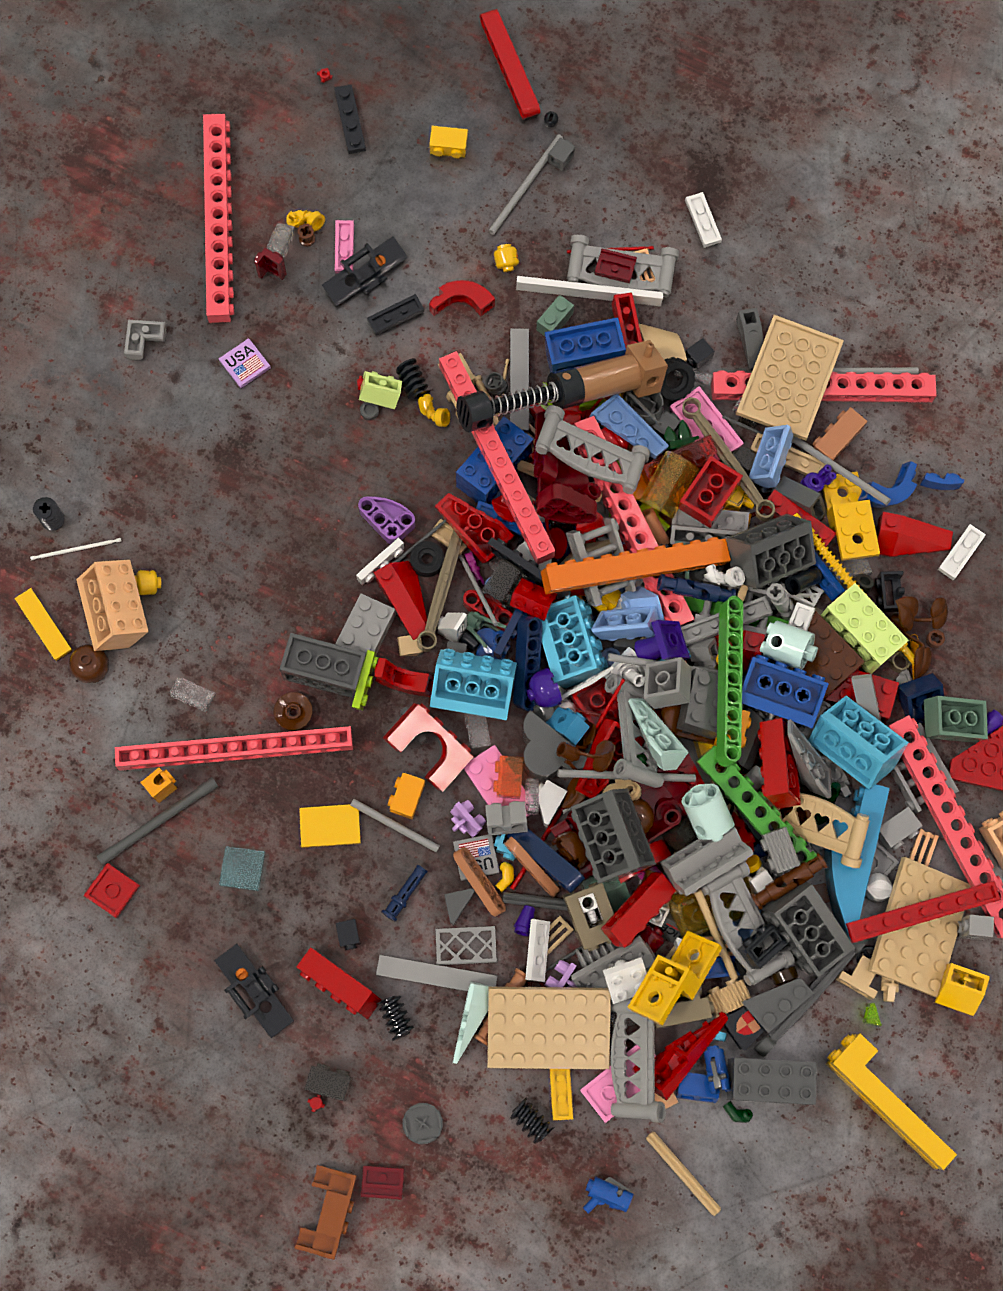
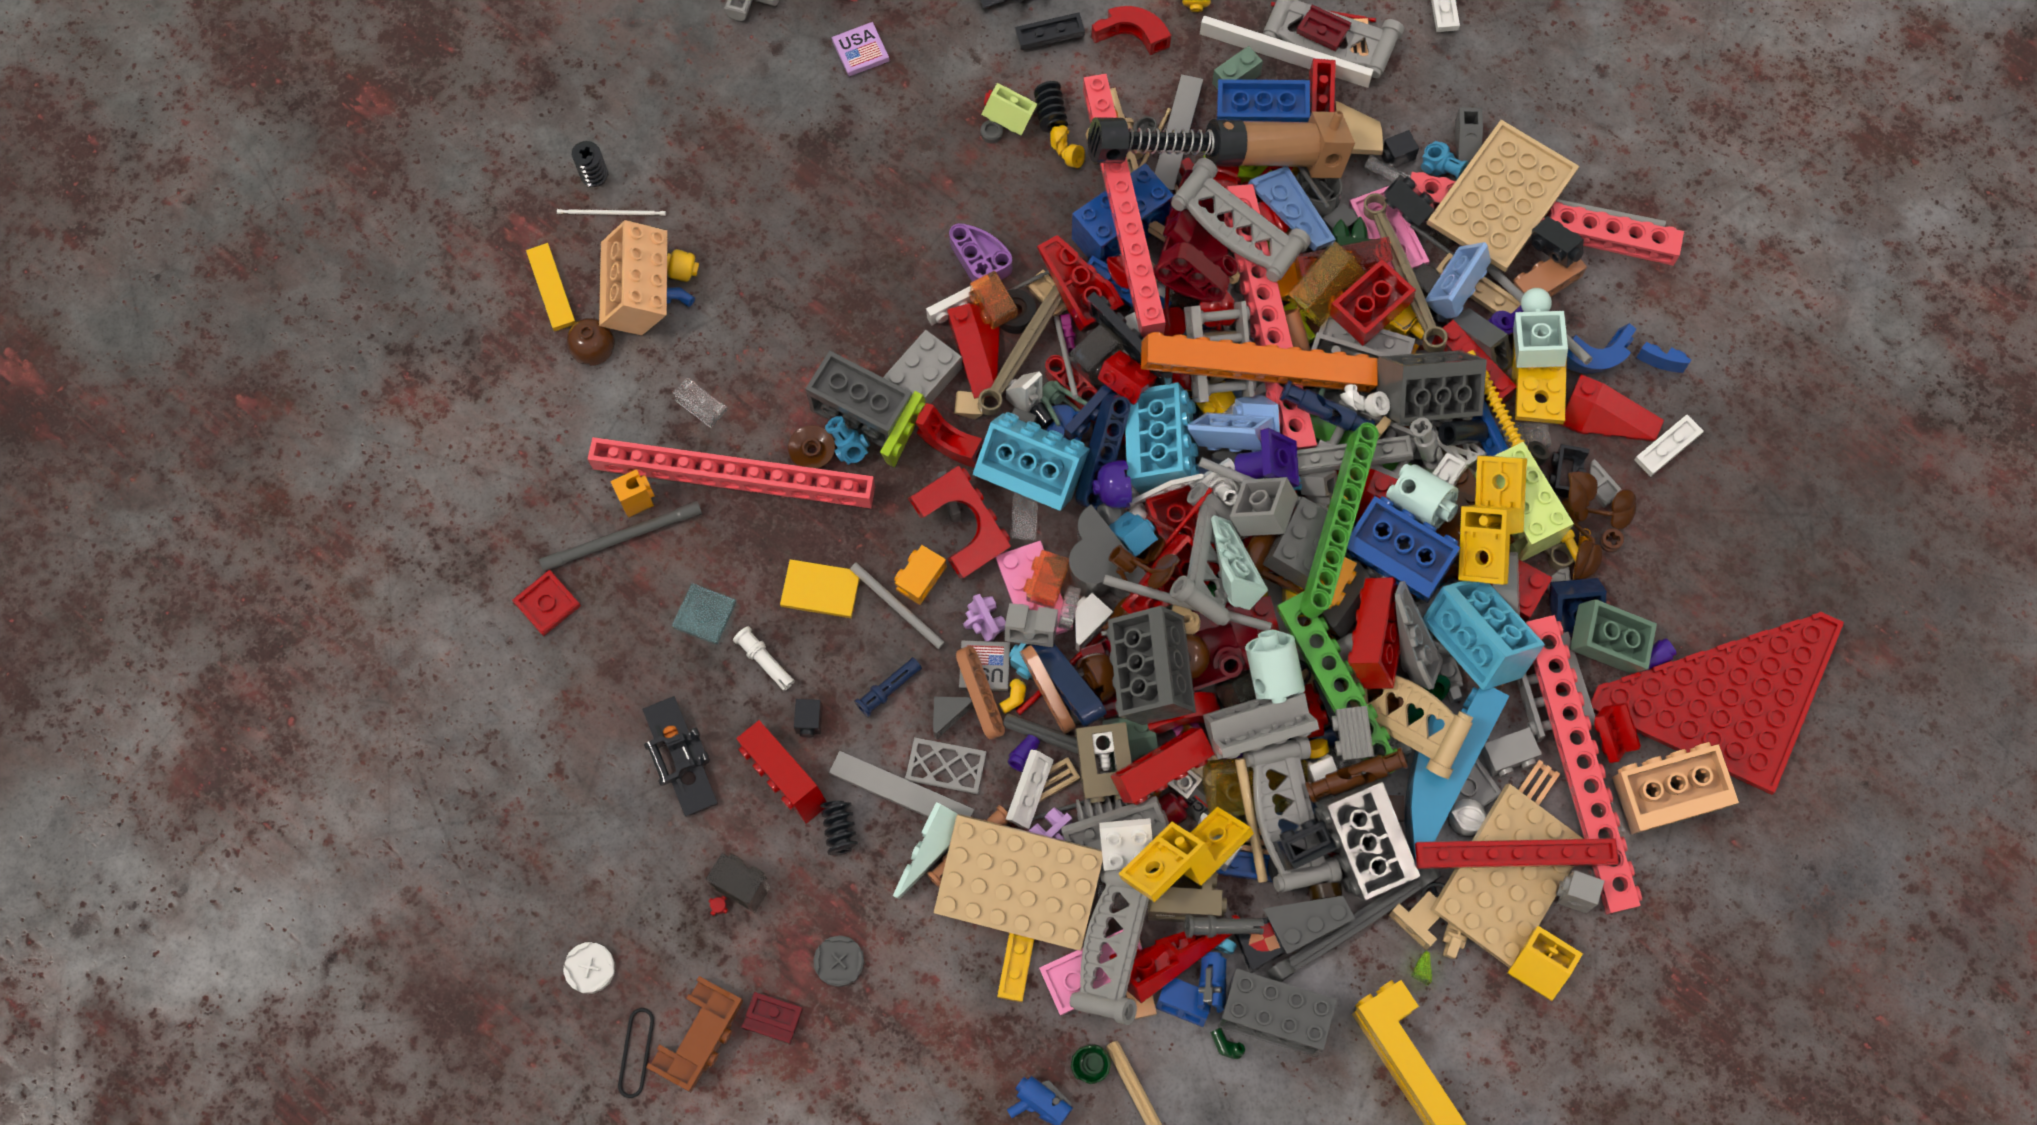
camera: 20 degrees right, 5 degrees down
(152, 606) = (681, 295): none -> blue arm
(227, 1179) = (589, 968): none -> white tile
(290, 1235) = (626, 1049): none -> black piece
(292, 889) = (756, 650): none -> white pin
(323, 701) = (846, 439): none -> dark azure connector
(408, 556) = (993, 300): none -> clear orange brick
(531, 1122) = (969, 991): black piece -> none
(638, 1155) = (1091, 1063): none -> dark green hair
(686, 384) = (1378, 173): black tyre -> none
(707, 1026) = (1211, 926): none -> dark grey pin
(721, 400) = (1404, 195): none -> black brick
(729, 997) = (1250, 901): tan brick -> none
(737, 357) = (1439, 160): none -> dark azure connector
(841, 407) = (1557, 242): none -> black brick
(845, 491) = (1539, 333): none -> light aqua brick
(847, 653) = (1492, 519): none -> yellow bracket
(915, 590) = (1607, 486): none -> light grey tile
(974, 793) = (1616, 731): none -> red bracket

